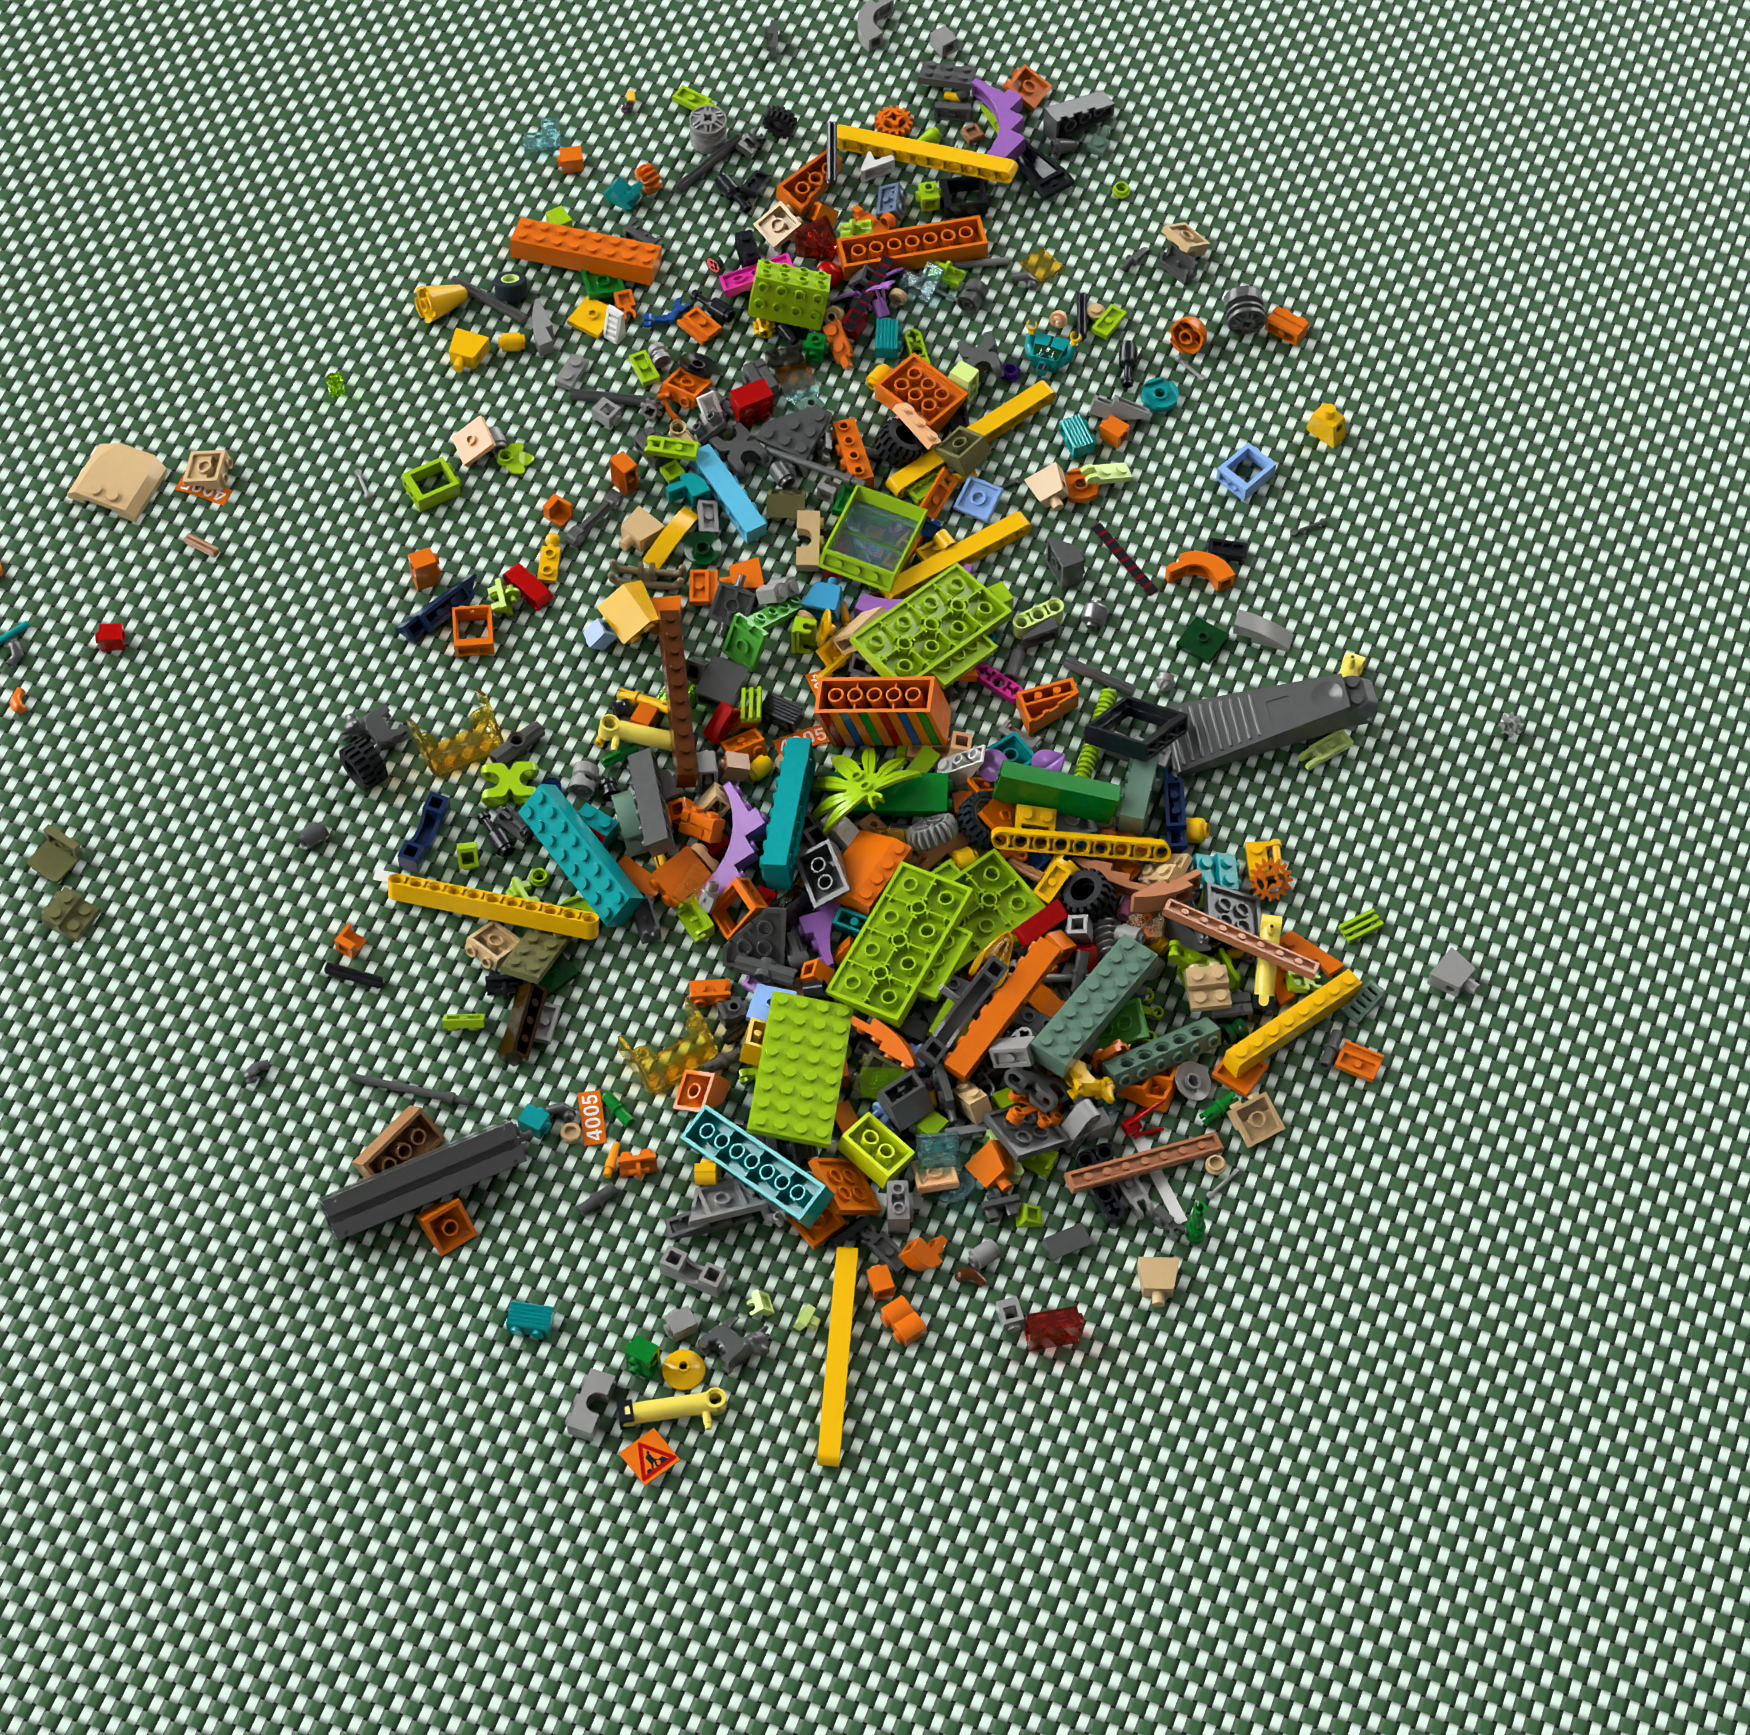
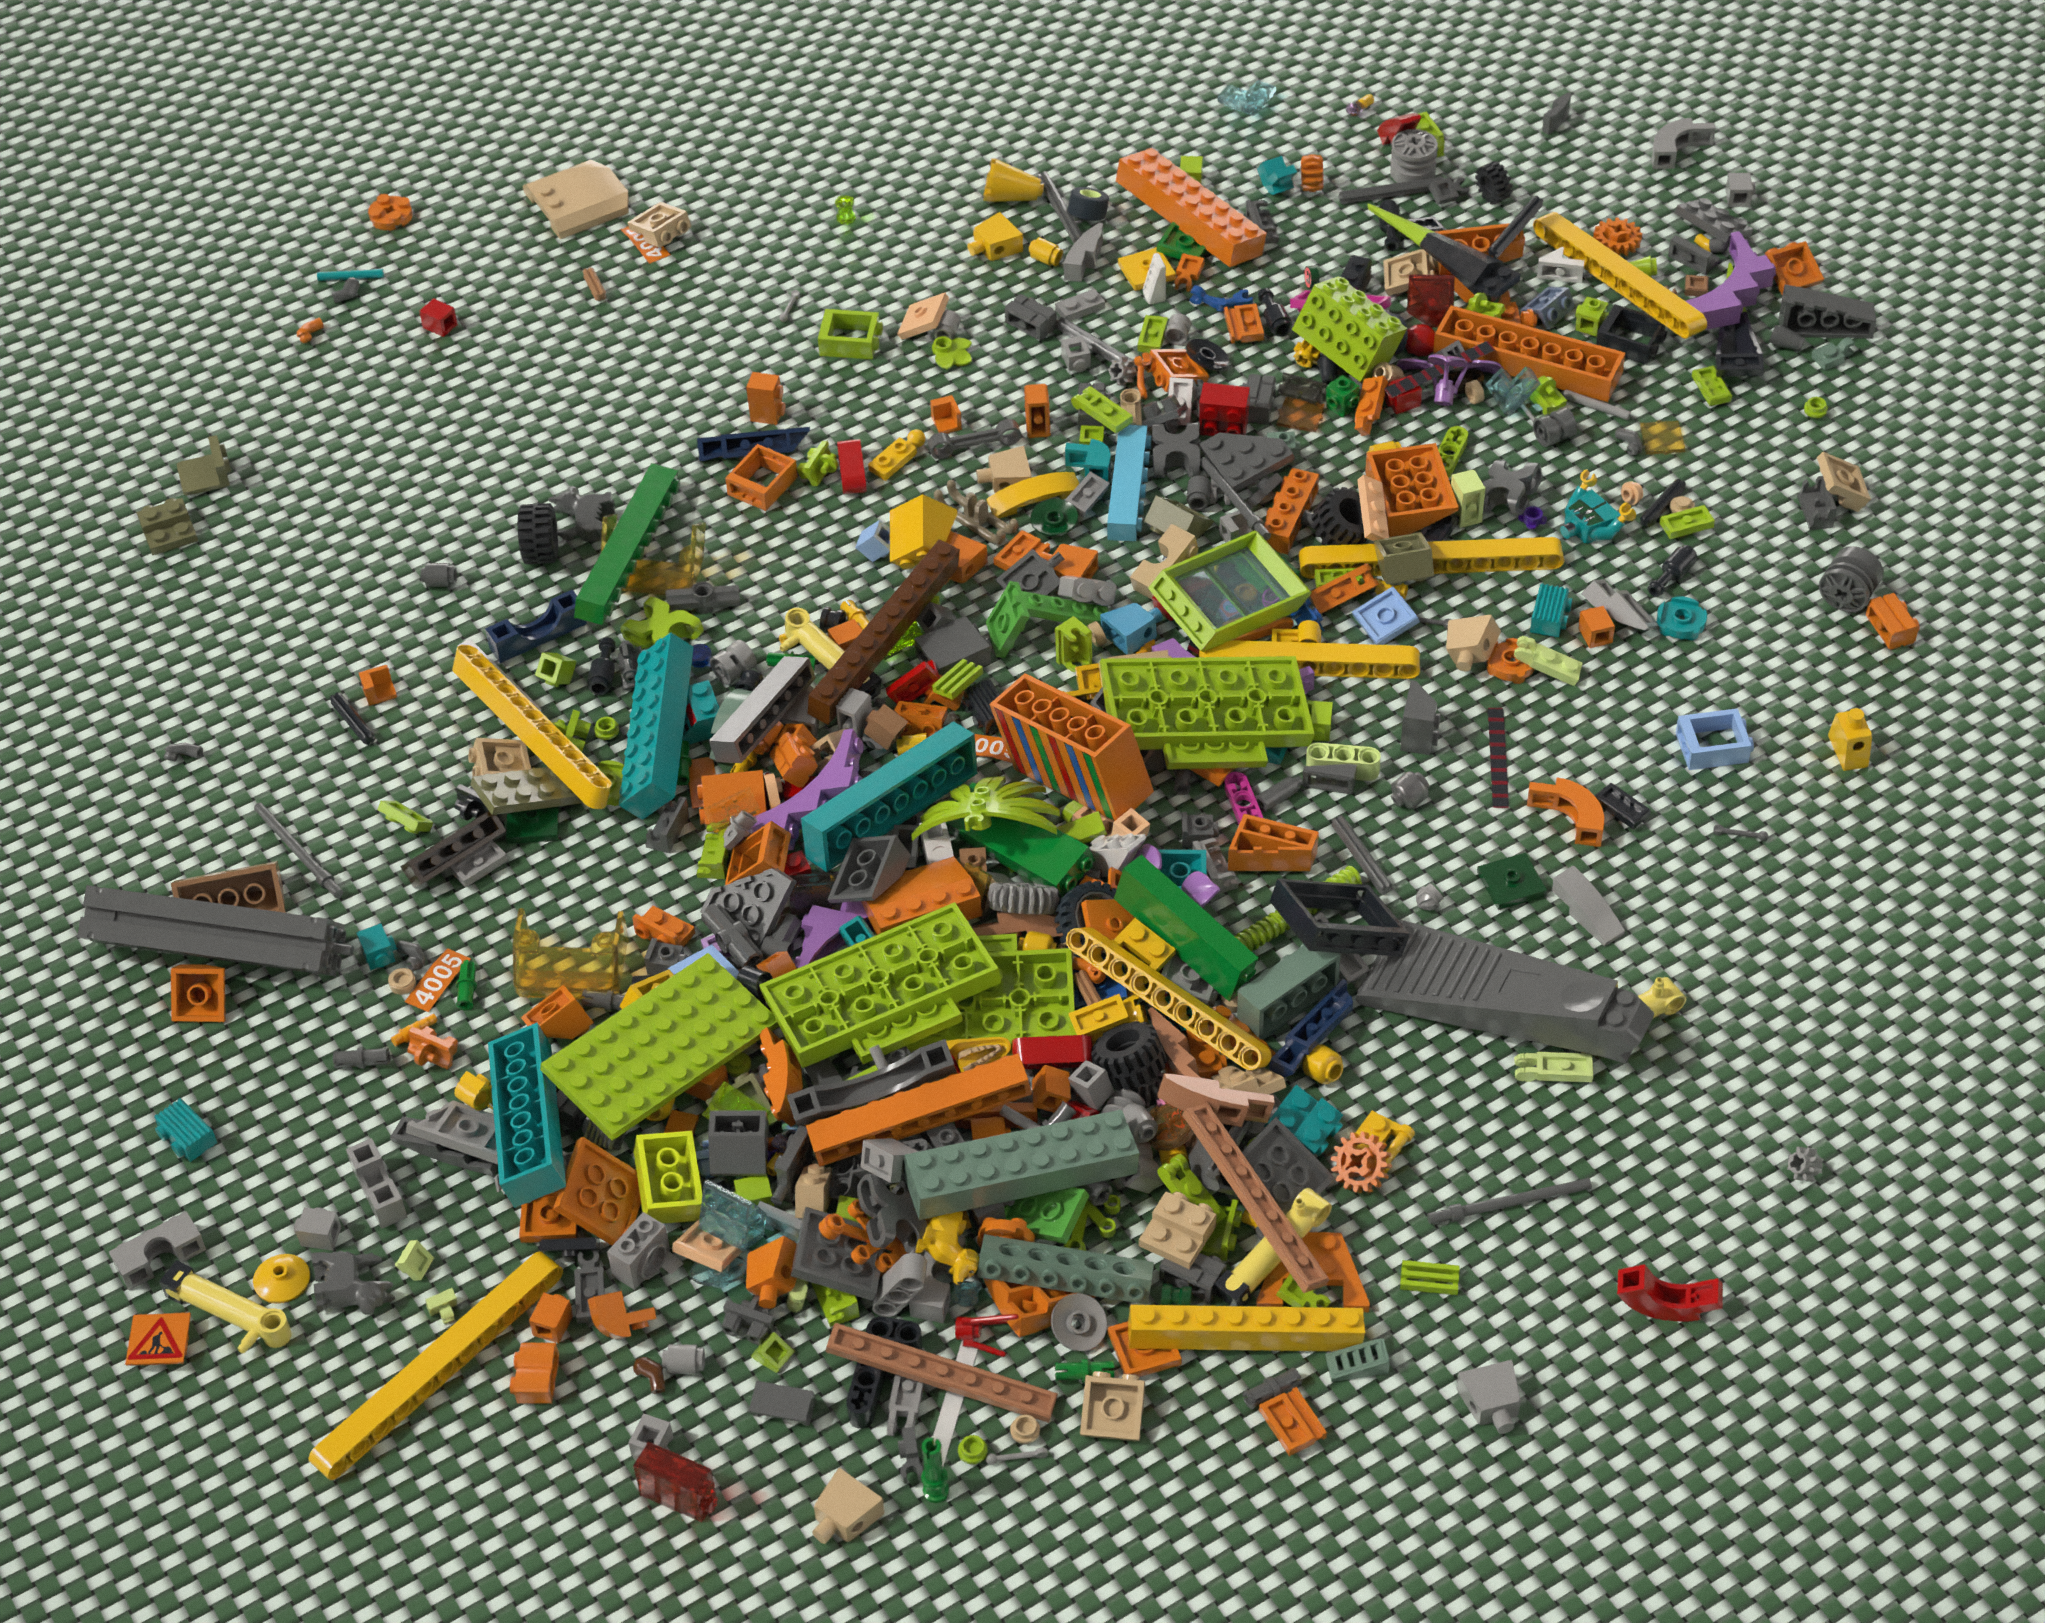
camera: 40 degrees right, 10 degrees down
(437, 735) = (626, 544): none -> green brick
(548, 400) = (1030, 317): none -> dark grey brick
(570, 159) = (1254, 126): orange brick -> none
(642, 1357) = (241, 1234): green brick -> none
(680, 109) = (1393, 126): none -> red slope
(803, 380) = (1293, 415): clear light blue dish -> none
(825, 628) = (1104, 648): yellow dish -> none
(827, 200) = (1471, 267): none -> black plate
(887, 338) = (1427, 423): teal brick -> none
(988, 720) = (1197, 828): none -> dark grey brick
(1044, 208) = (1711, 387): none -> lime plate
(1133, 259) = (1770, 478): dark grey piece -> none
(1188, 334) = (1765, 573): orange cylinder -> none
(1196, 1194) = (972, 1449): none -> lime plate
(1201, 378) = (1747, 626): light grey hinge -> none
(1345, 875) = (1457, 1212): none -> dark grey bar
(1502, 856) = (1667, 1300): none -> red arch

